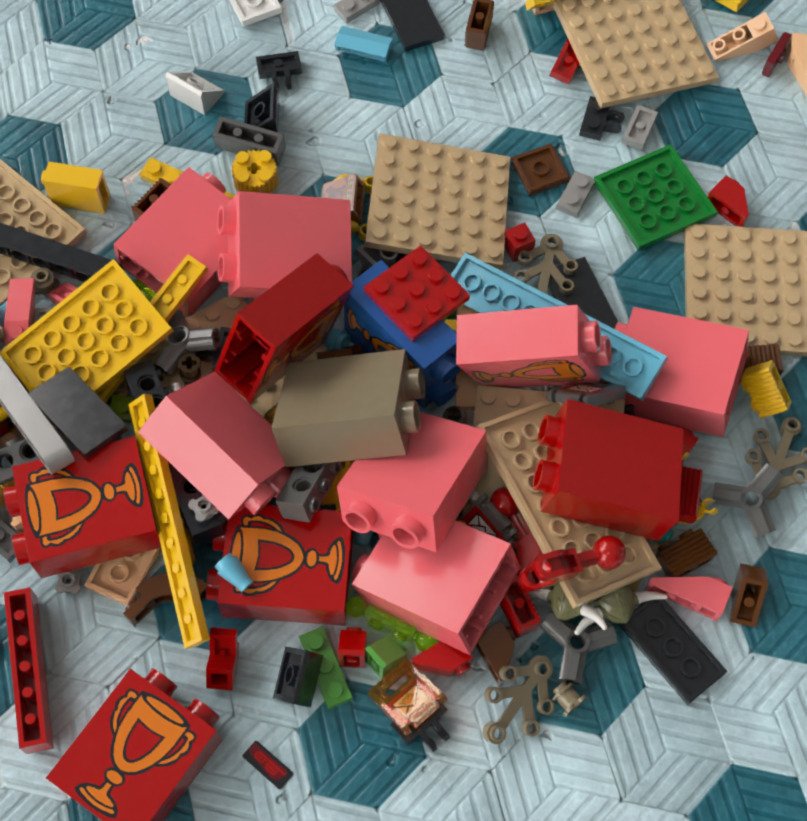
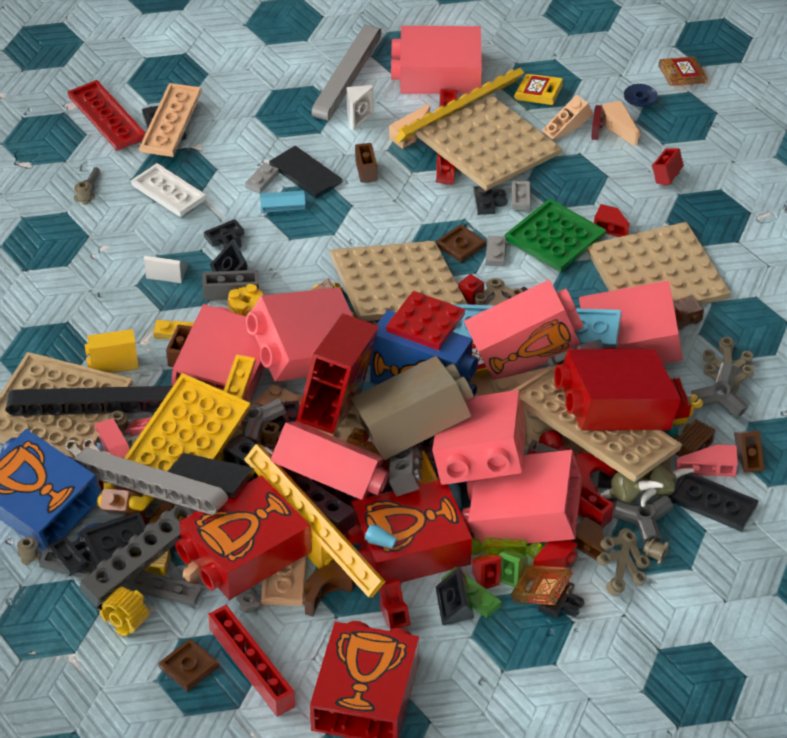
camera: 20 degrees left, 20 degrees down
(200, 513) = (337, 502): light grey plate -> none
(267, 764) = (461, 664): sticker -> none
(563, 564) = (615, 450): red piece -> none
(765, 389) = (697, 322): yellow brick -> none

